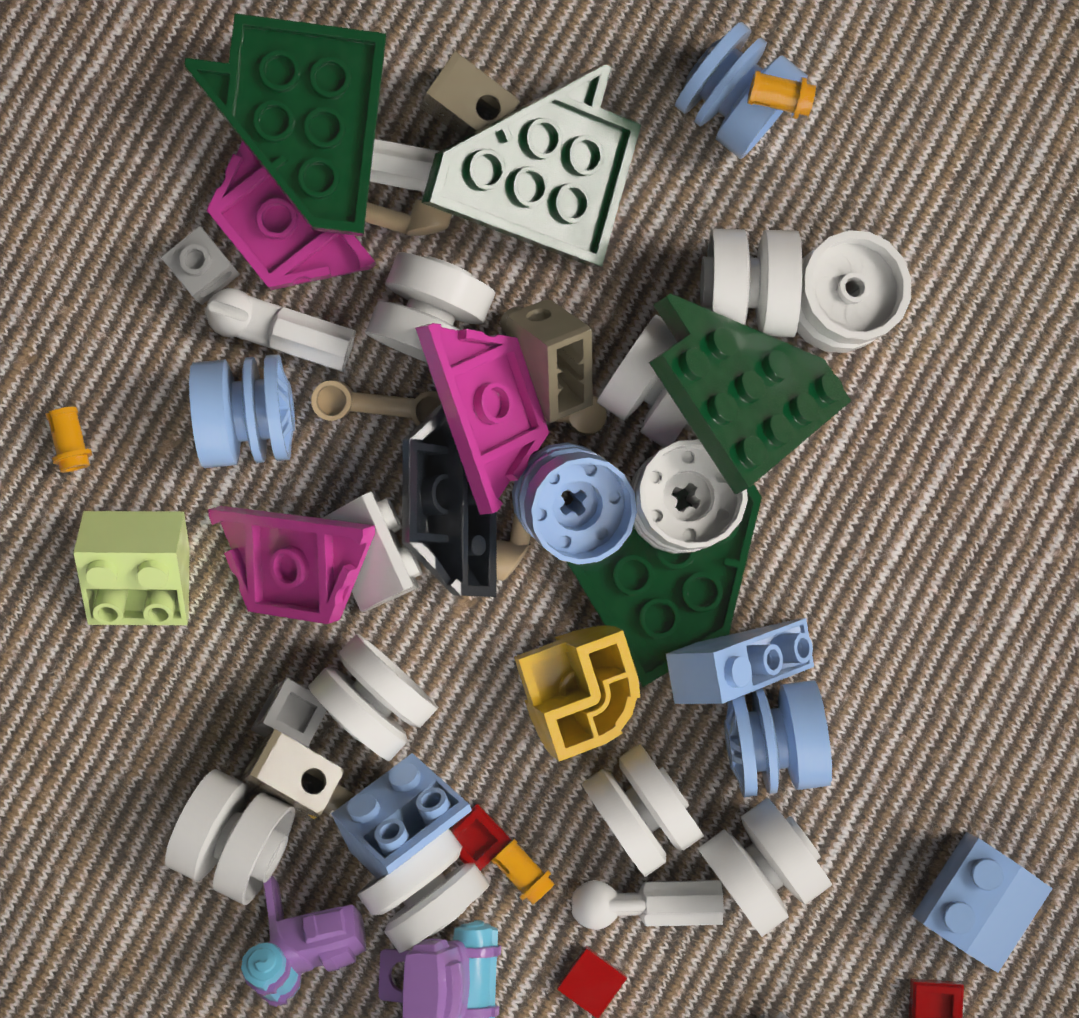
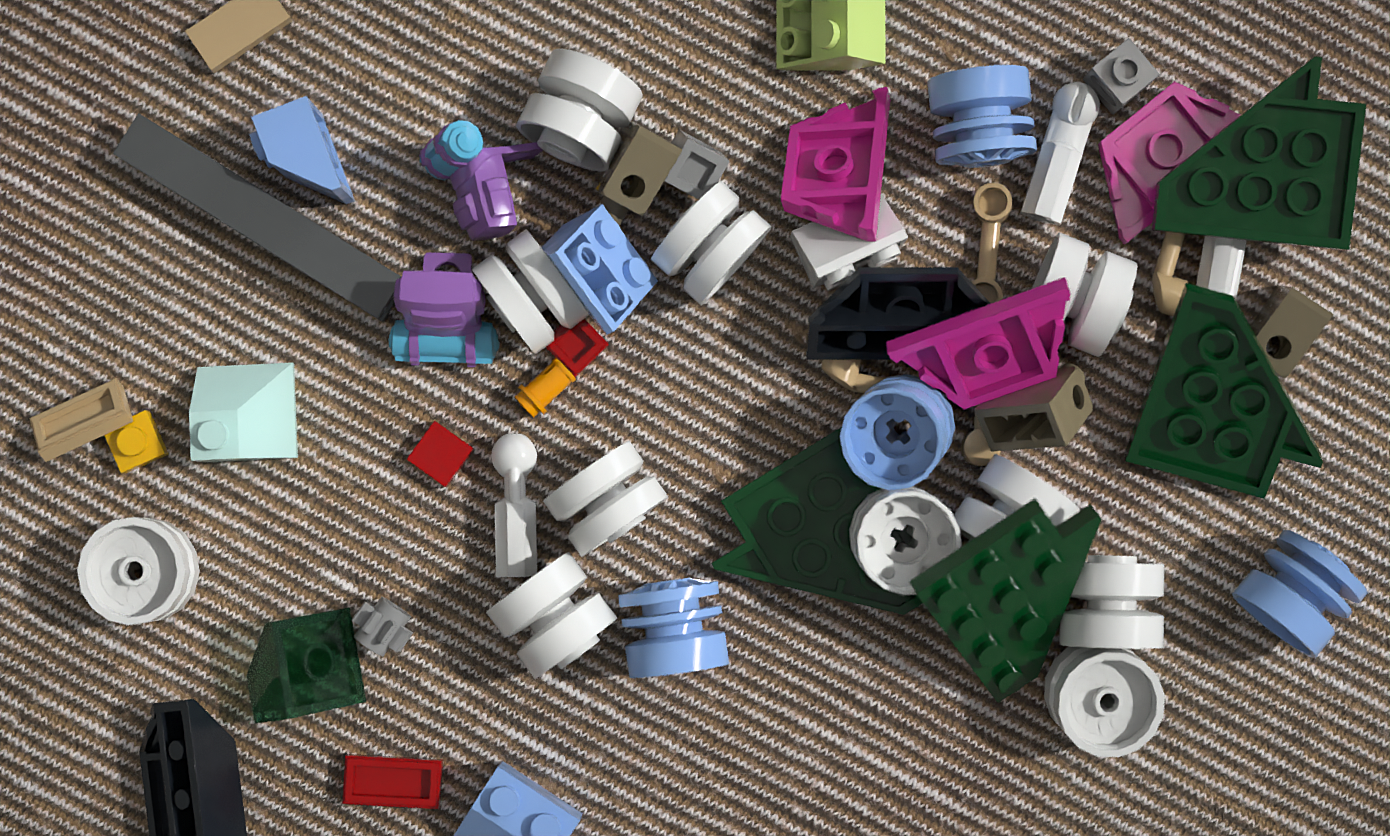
camera: 90 degrees right, 0 degrees up
(579, 689) = (719, 439): yellow brick -> none
(739, 663) = (745, 592): light blue slope -> none
(782, 94) = (1297, 628): light orange pin -> none

